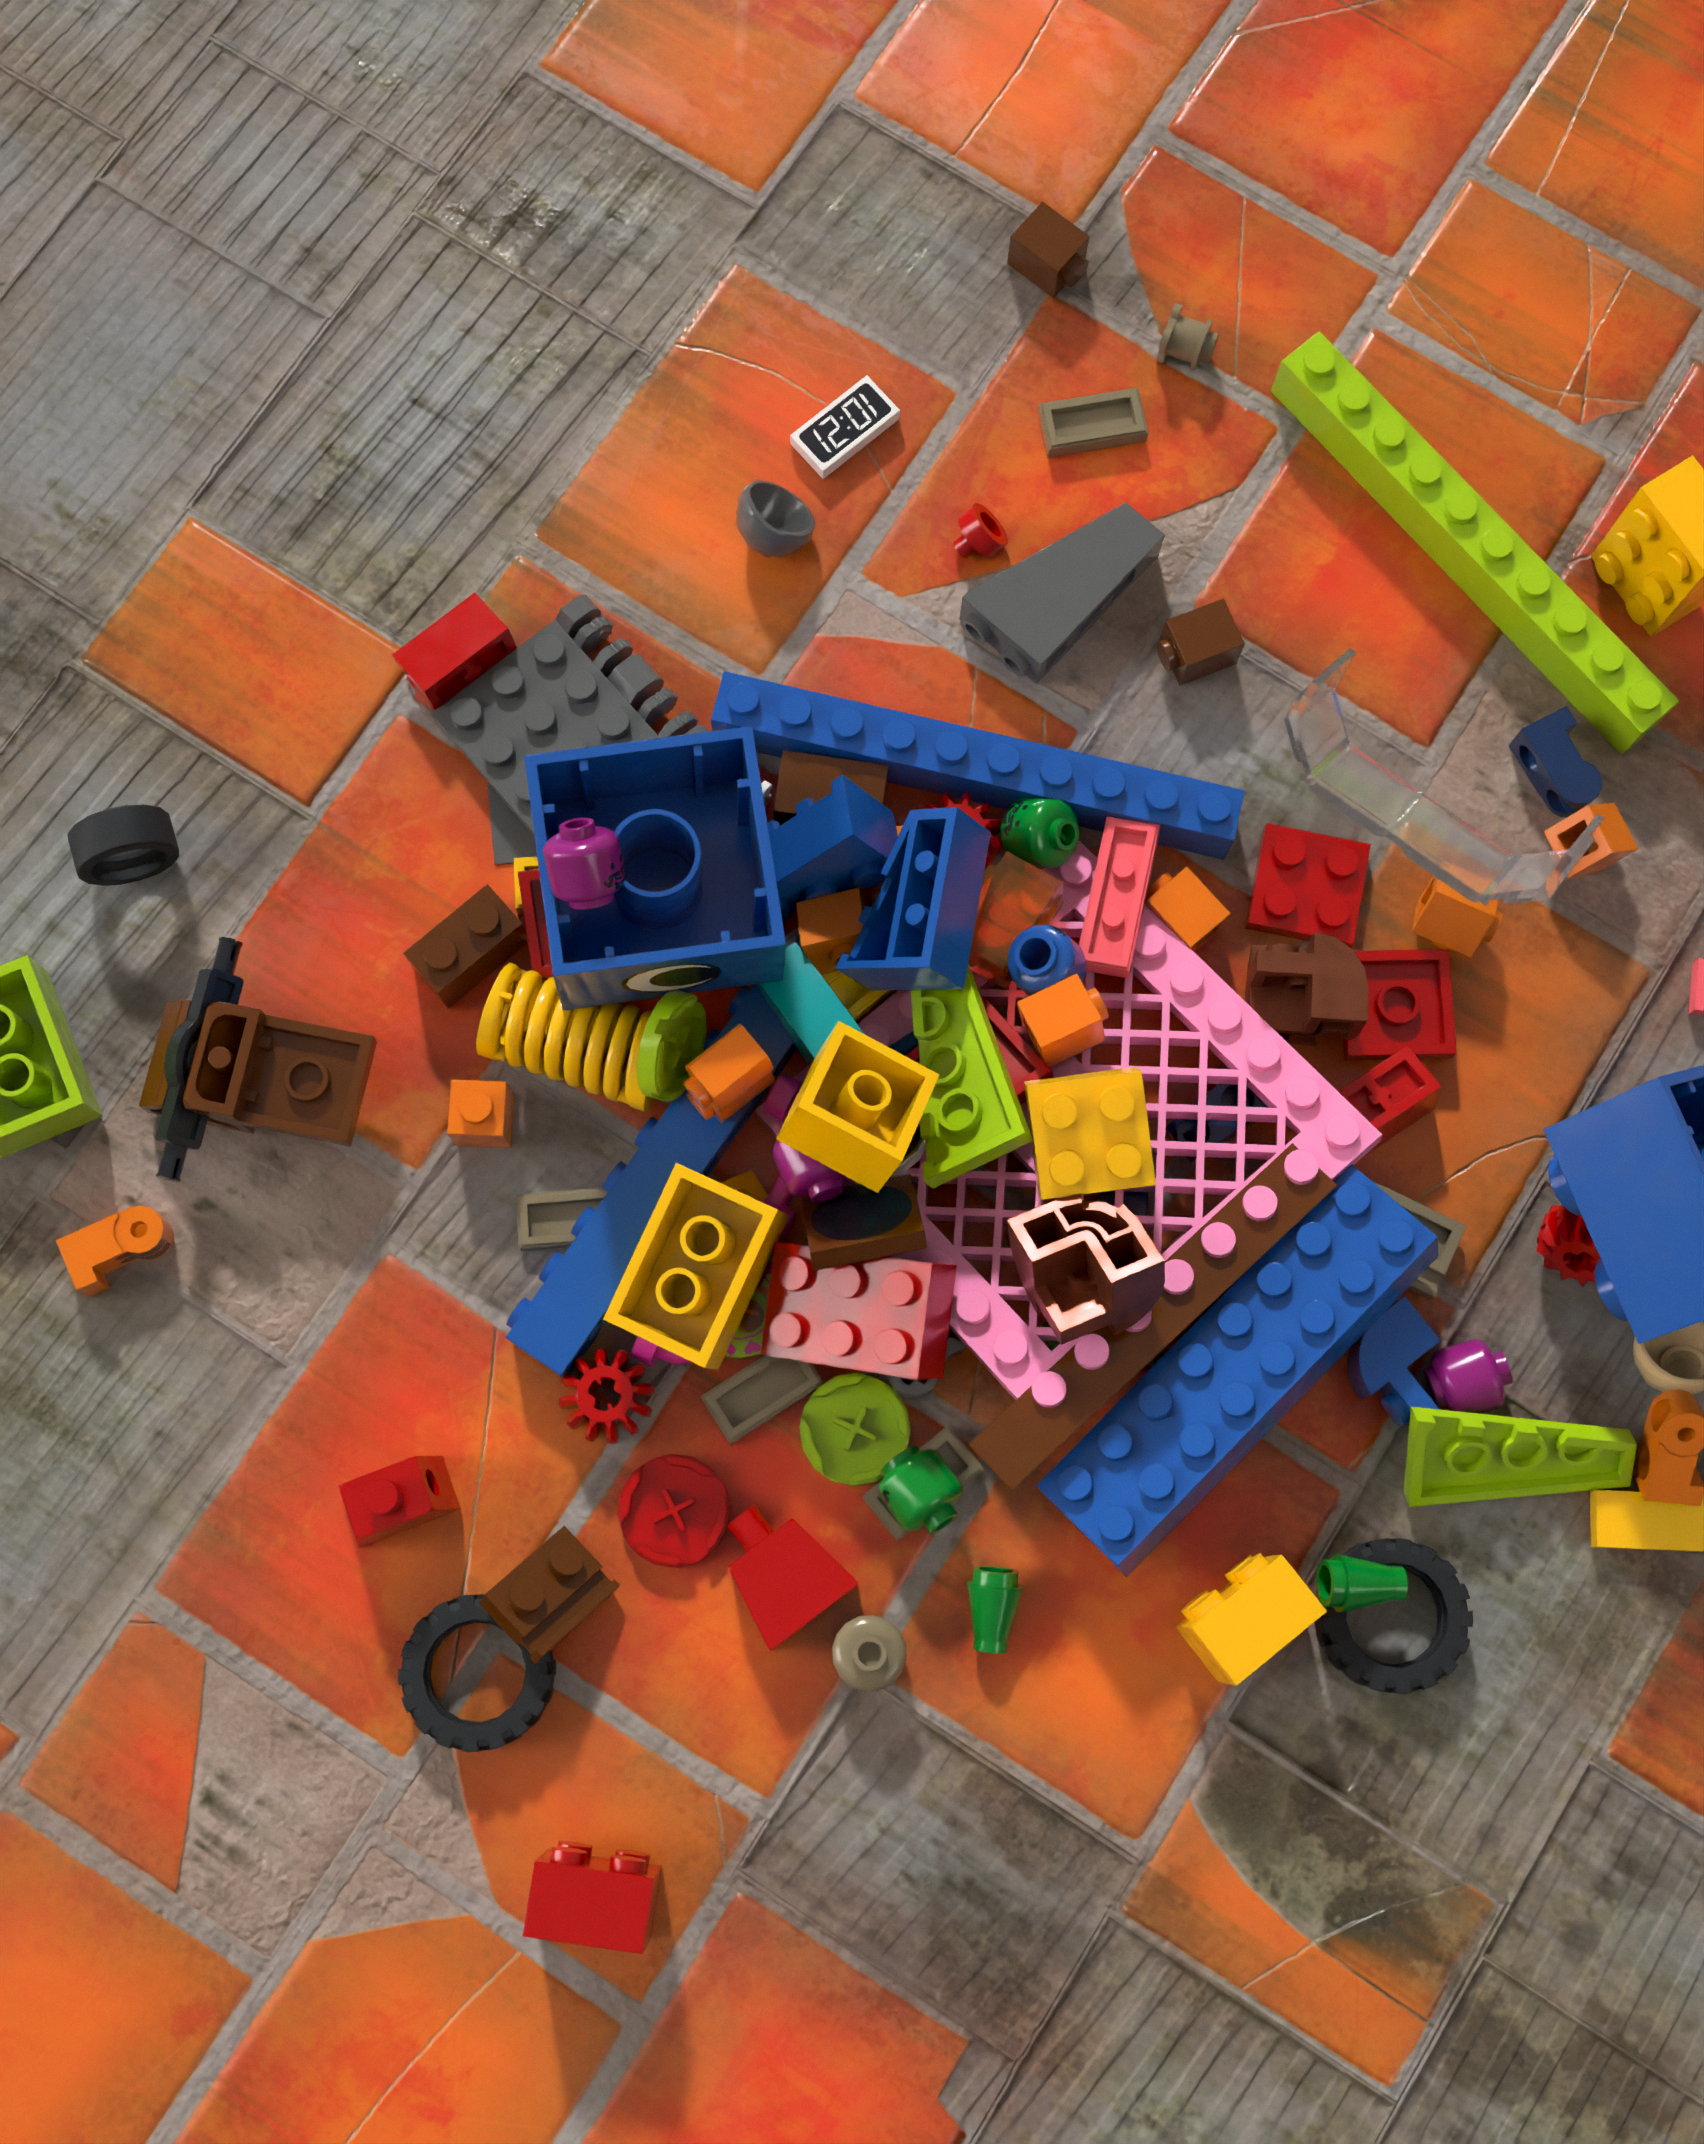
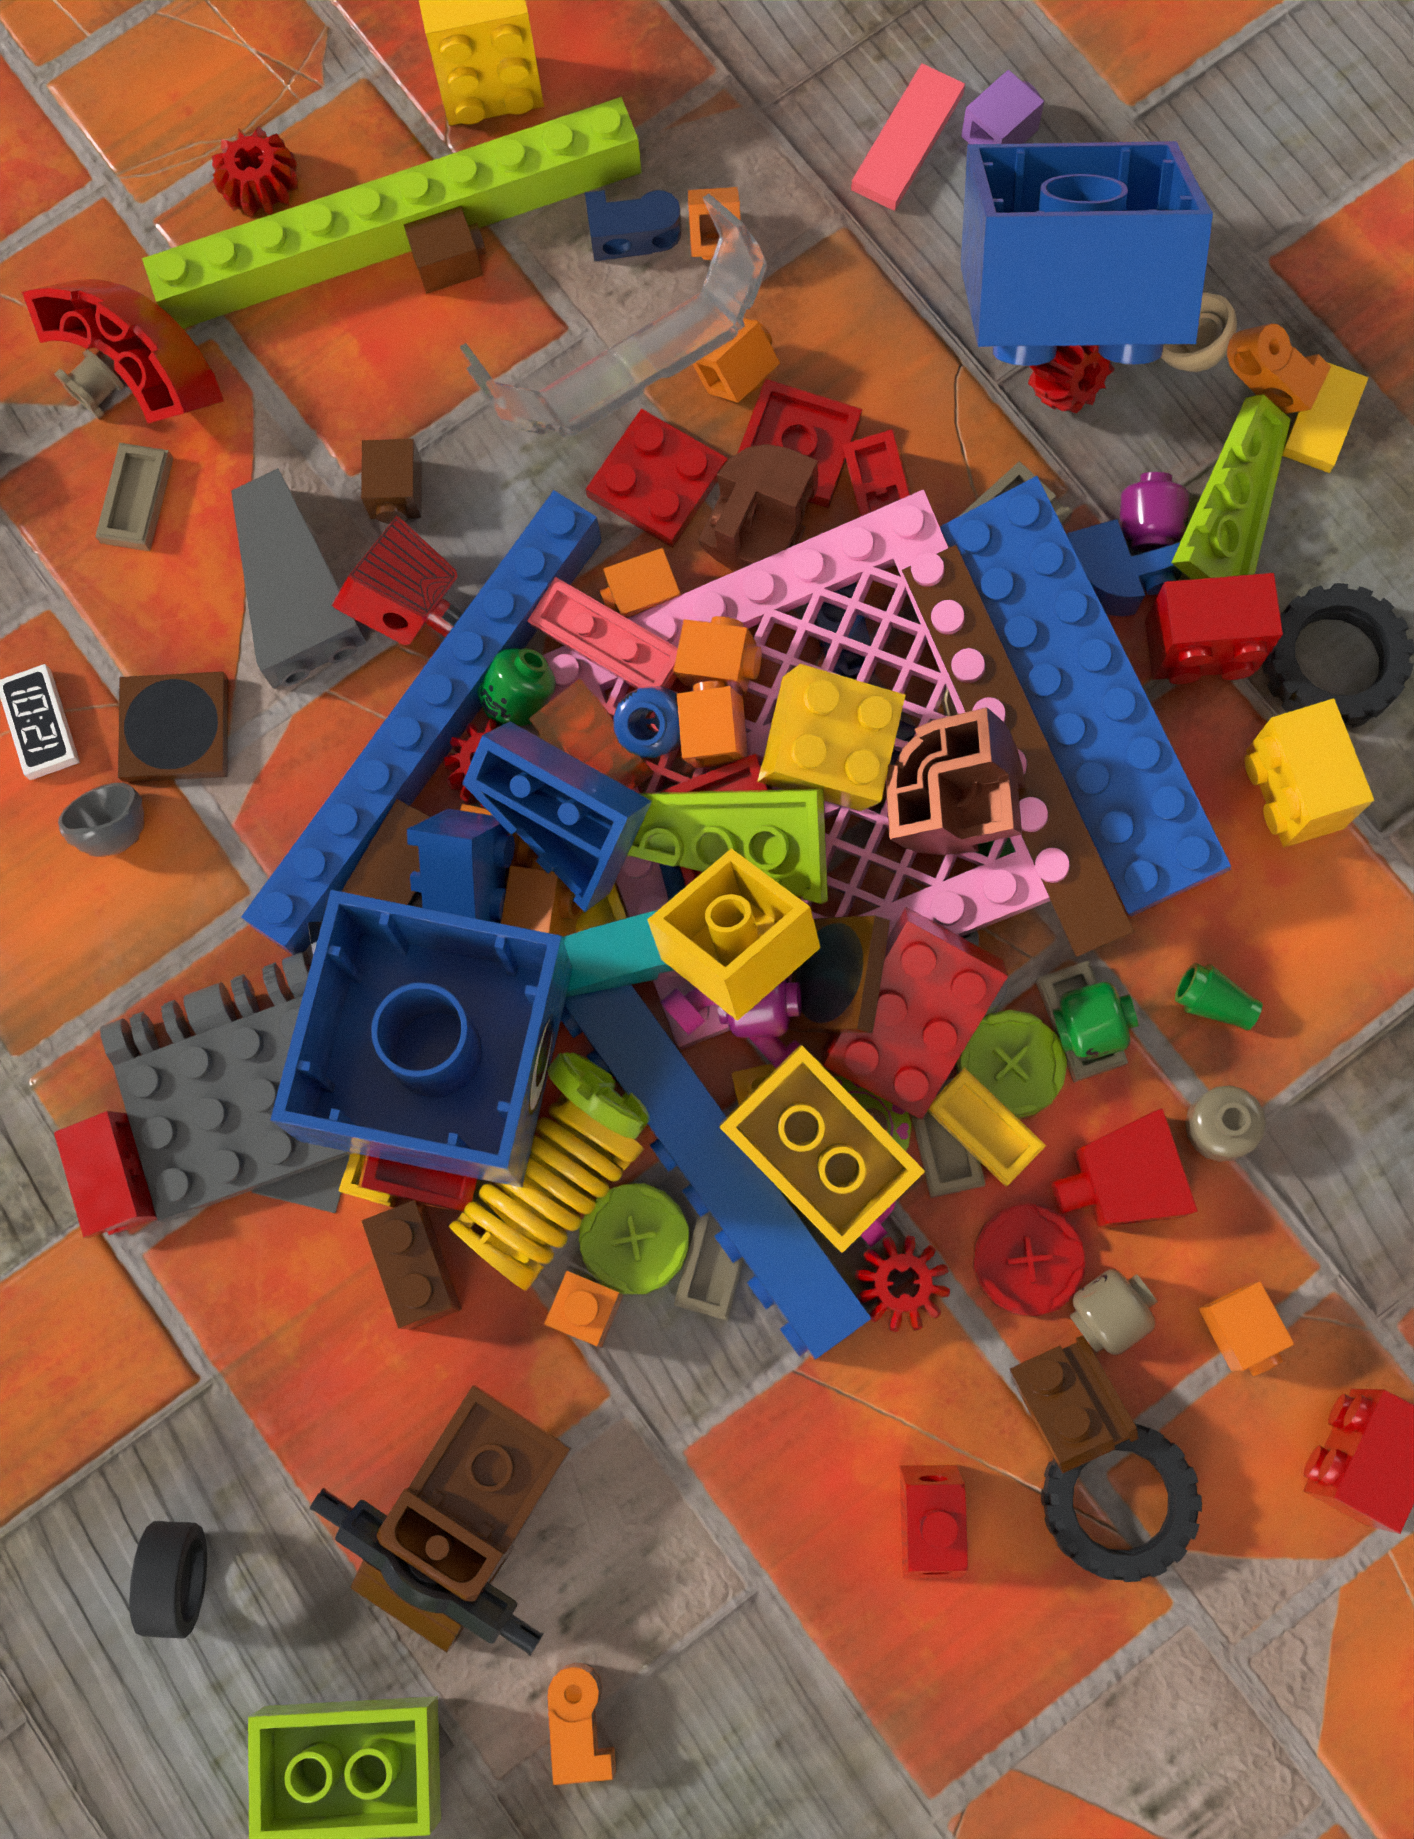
camera: 60 degrees left, 0 degrees up
(564, 1138) = (634, 1239): none -> lime tile
(584, 864) = (408, 1097): magenta head -> none
(650, 1606) = (1114, 1312): none -> dark tan head
(676, 1738) = (1247, 1329): none -> orange brick
(728, 1075) = (649, 1049): orange brick -> none
(782, 1422) = (985, 1127): none -> yellow tile
(886, 545) = (173, 727): none -> tile
(980, 533) = (200, 635): red tile -> none
(1094, 689) = (400, 587): none -> red torso
(1136, 1000) = (717, 653): none -> orange brick
(1242, 360) = (135, 332): none -> red brick
(1358, 1583) = (1308, 671): green cone -> none
(1364, 1474) = (1213, 627): none -> red brick
(1454, 600) = (445, 249): none -> reddish brown brick
(1457, 397) = (254, 172): none -> red gear

